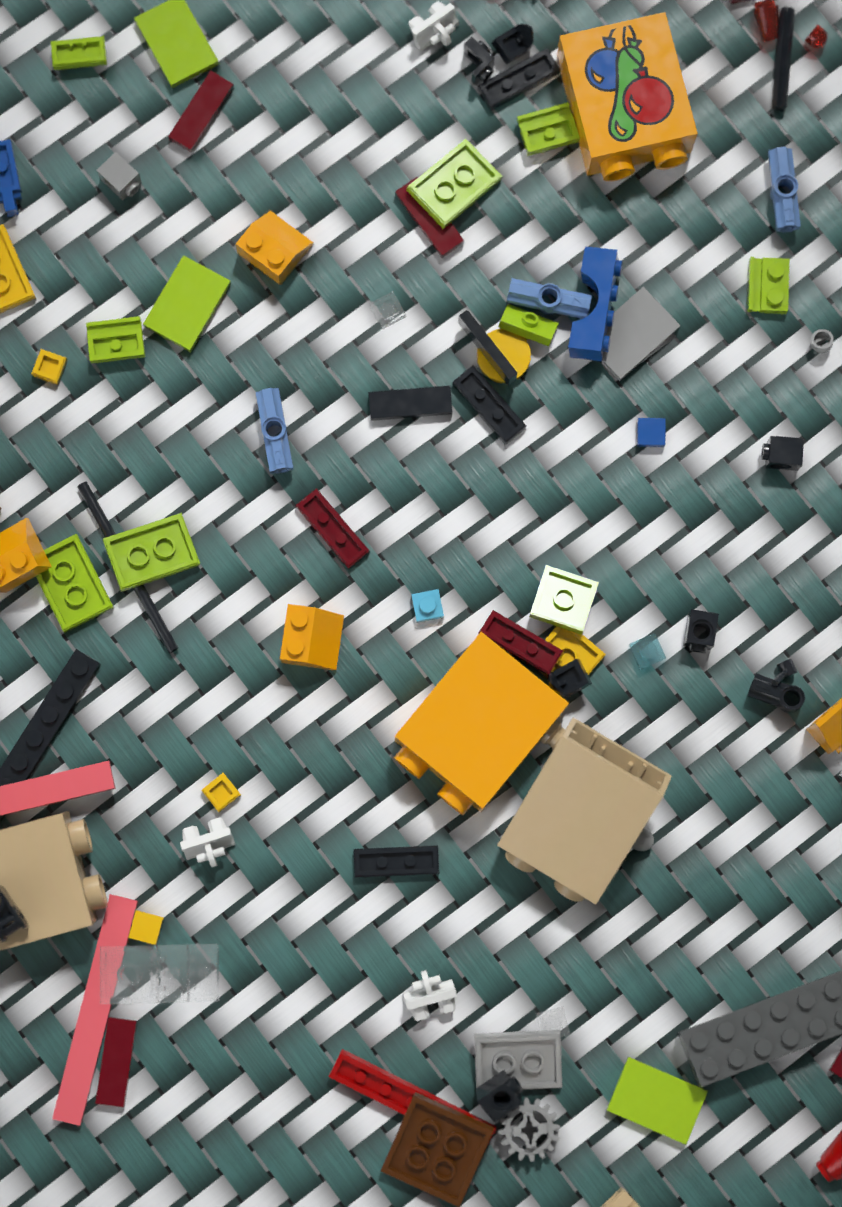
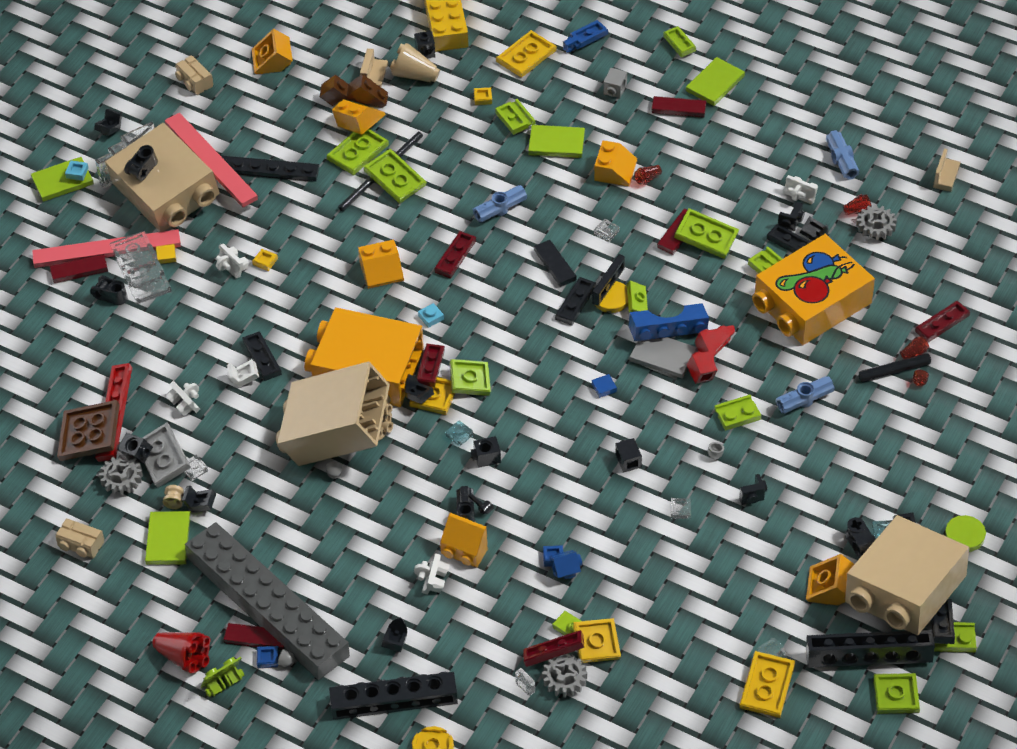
camera: 70 degrees right, 30 degrees down
(180, 1036) = (110, 290): none -> black piece
(310, 212) = (646, 174): none -> clear red cone
(422, 900) = (242, 374): none -> white bracket
(531, 294) = (658, 297): medium blue piece -> none
(597, 1070) = (173, 497): none -> tan wheel
(617, 1037) = (198, 500): none -> black bracket
(655, 270) = (709, 343): none -> red arch

